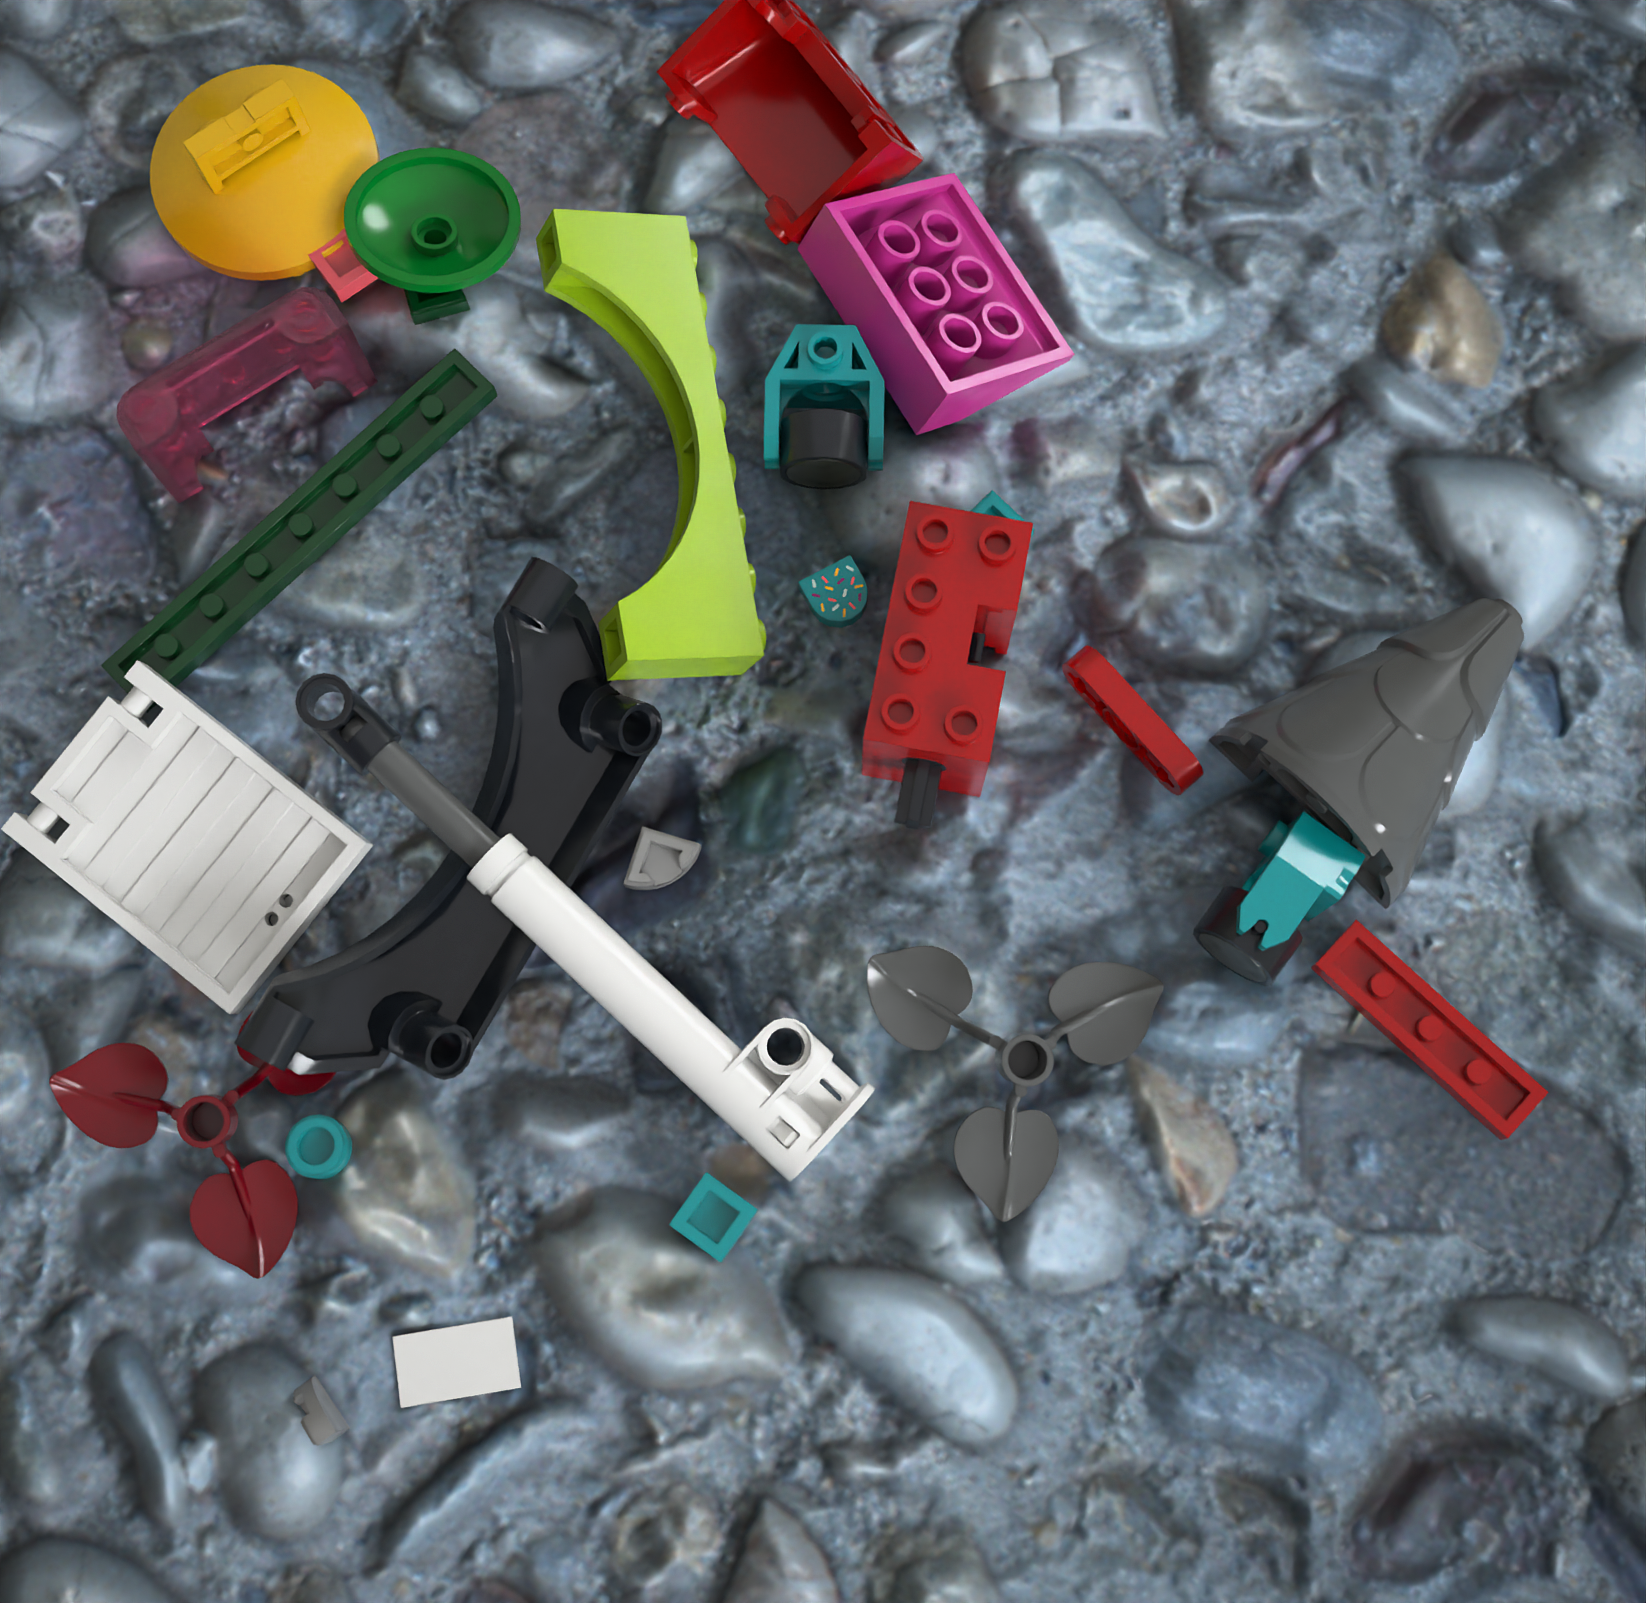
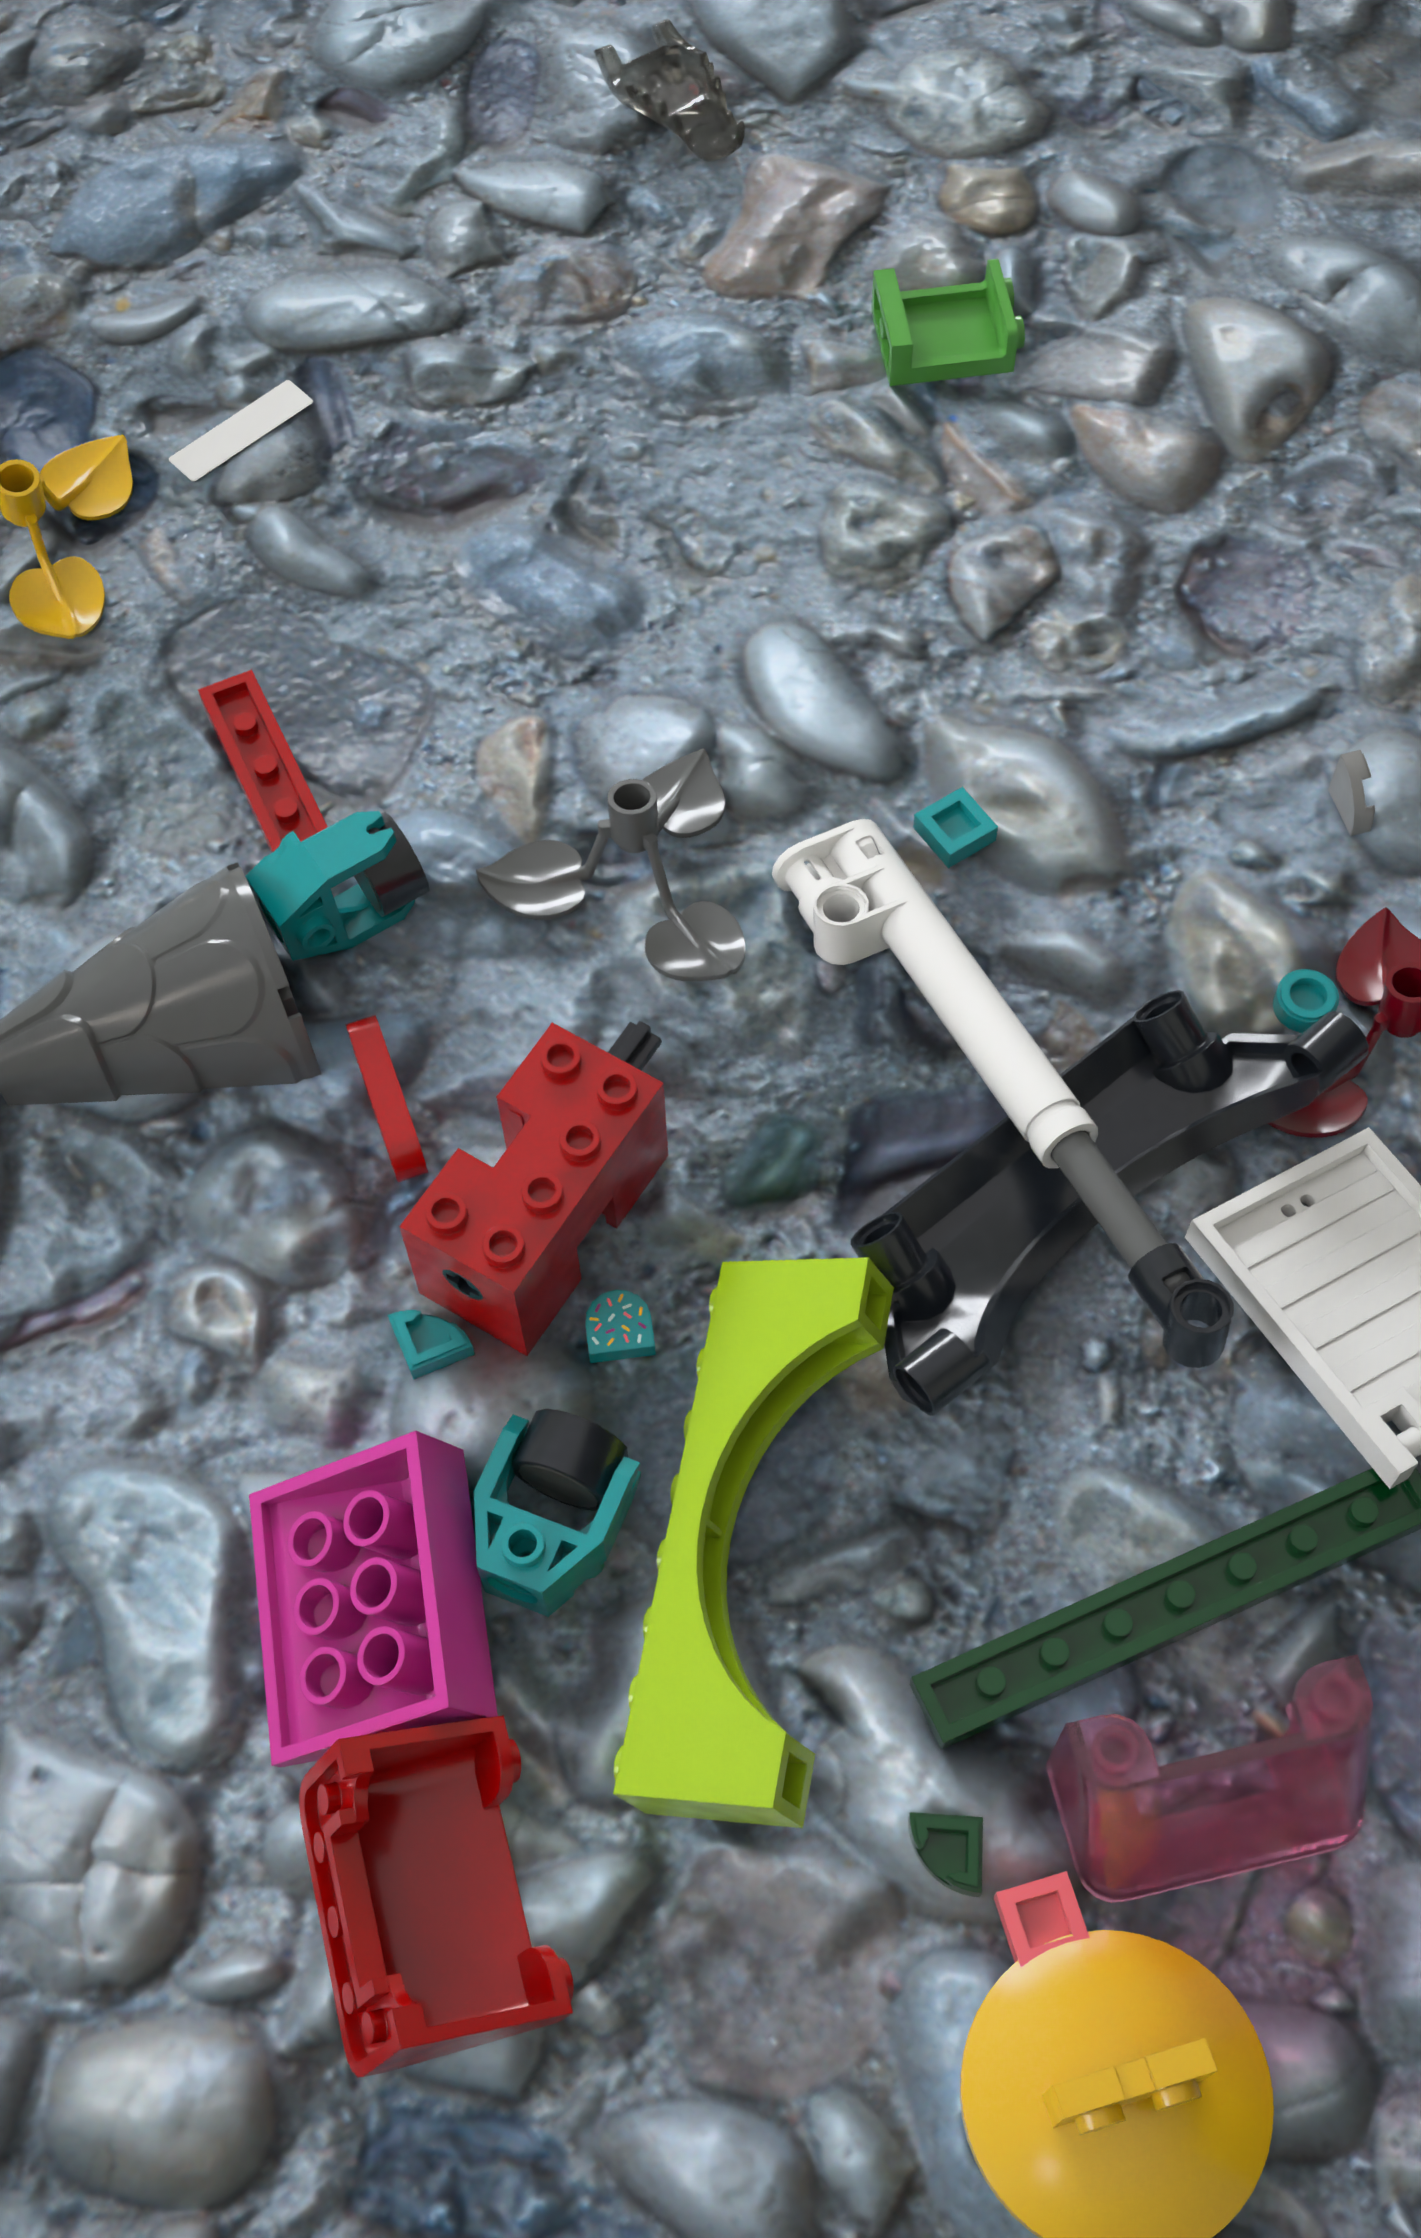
camera: 160 degrees left, 15 degrees down
(432, 220) = (865, 1918): green dish -> none
(456, 1362) = (1220, 806): white sticker -> none
(659, 860) = (898, 1138): light grey tile -> none

